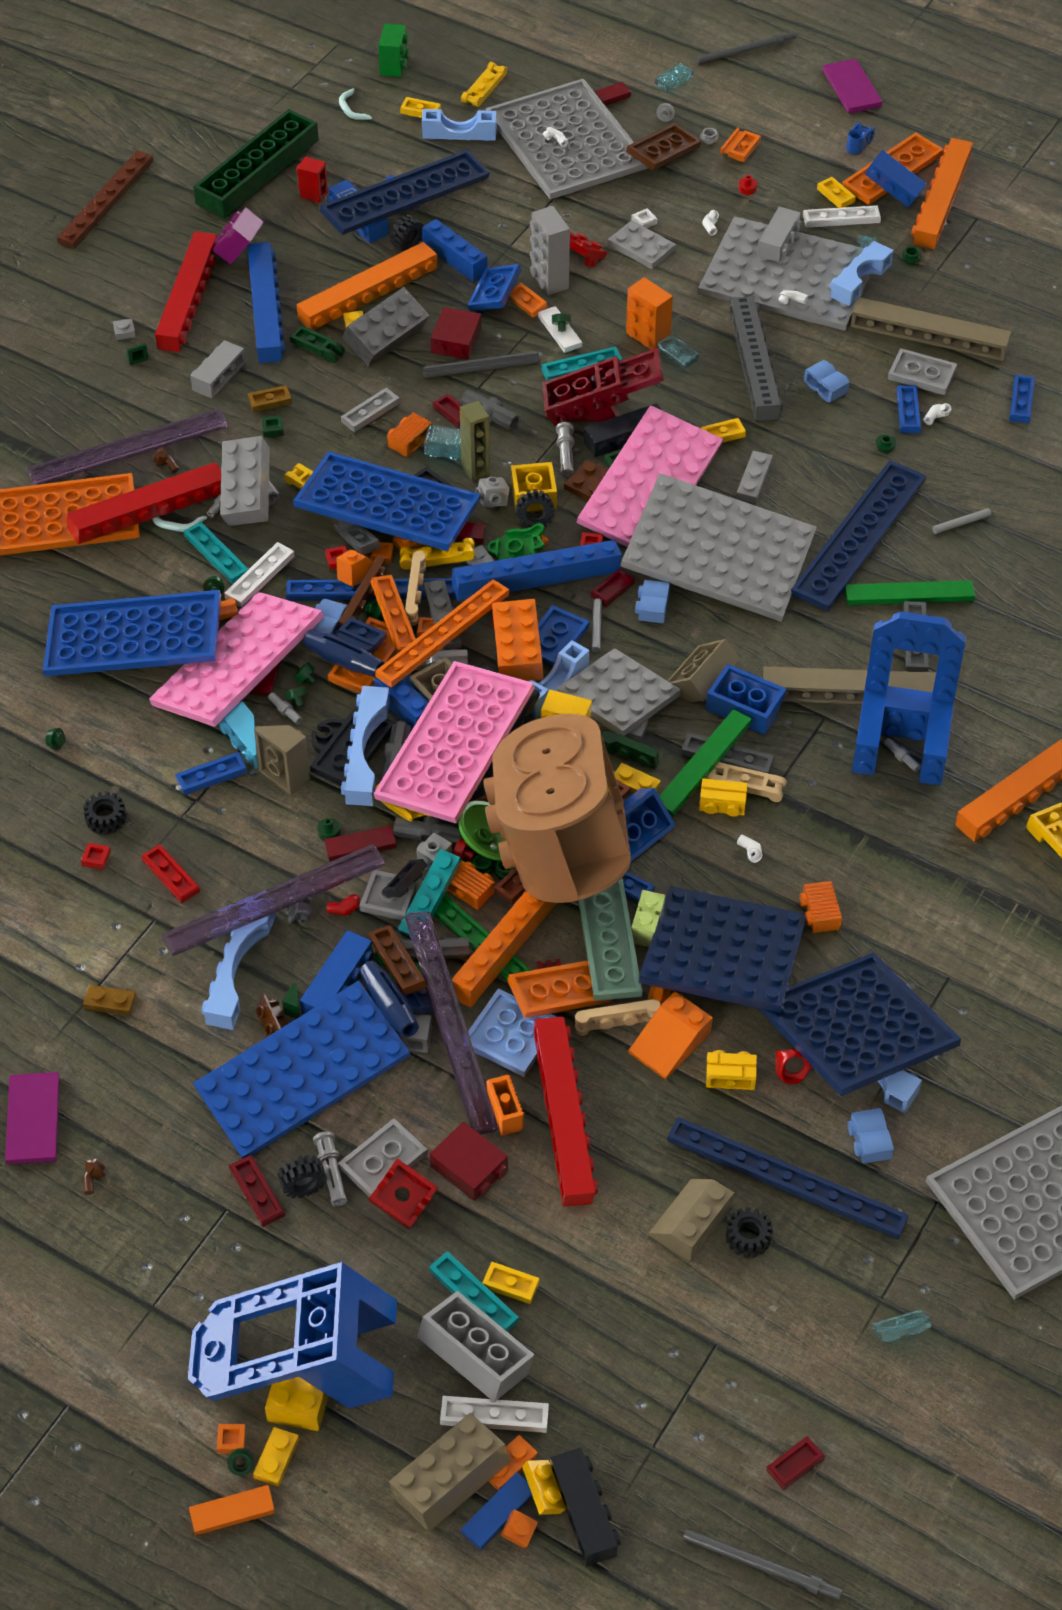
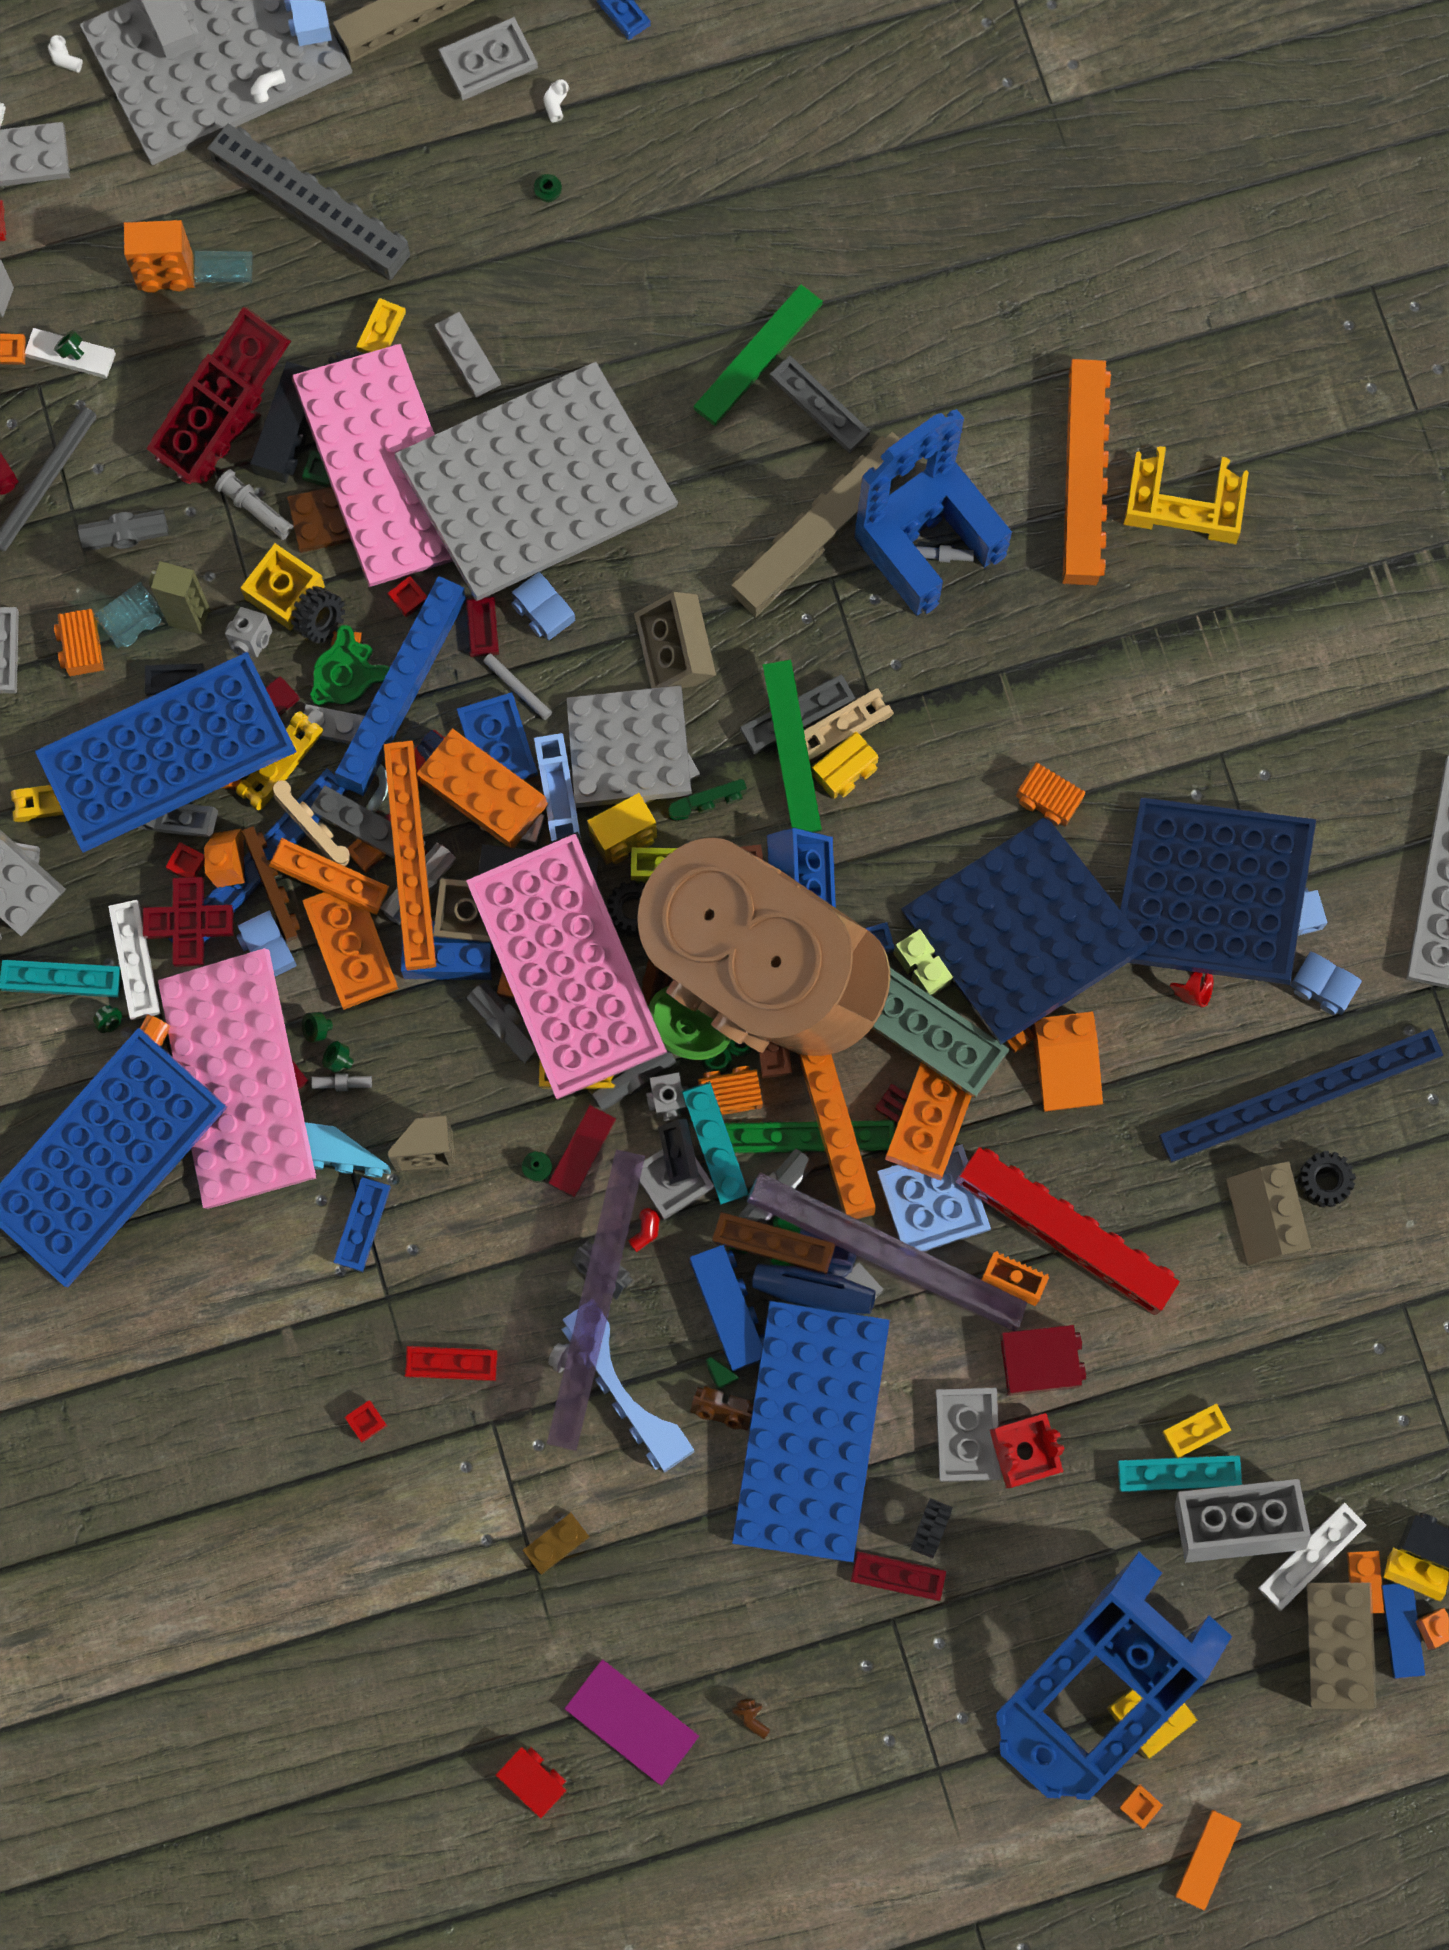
camera: 50 degrees left, 25 degrees up
(55, 738) = (171, 1343): dark green plate -> none
(109, 822) = (304, 1356): black tyre -> none
(240, 1470) = (1171, 1816): dark green plate -> none
(276, 1456) = (1188, 1779): yellow plate -> none
(304, 577) = (188, 921): none -> dark red plate
(329, 1157) = (923, 1484): light grey pin -> none
(334, 746) = (450, 1060): black plate -> none
(351, 646) = (333, 957): dark blue plate -> none
(360, 779) = (518, 1092): light blue arch -> none
(374, 611) = (297, 890): dark green tile -> none
(385, 551) = (225, 808): orange tile -> none
(449, 409) = (83, 566): dark red tile -> none
(463, 851) = (686, 1067): red tile -> none
(564, 366) = (147, 379): teal plate -> none
(615, 1015) = (1011, 1079): tan plate -> none
(636, 779) = (747, 825): yellow plate -> none
(731, 1070) = (1152, 1041): yellow brick -> none
(747, 695) = (753, 636): blue slope -> none
(753, 848) = (926, 792): white arm -> none
(826, 381) = (411, 163): medium blue brick -> none
(858, 535) = (643, 331): dark blue plate -> none
(908, 409) = (522, 120): blue tile -> none
(961, 521) = (715, 217): light grey bar -> none

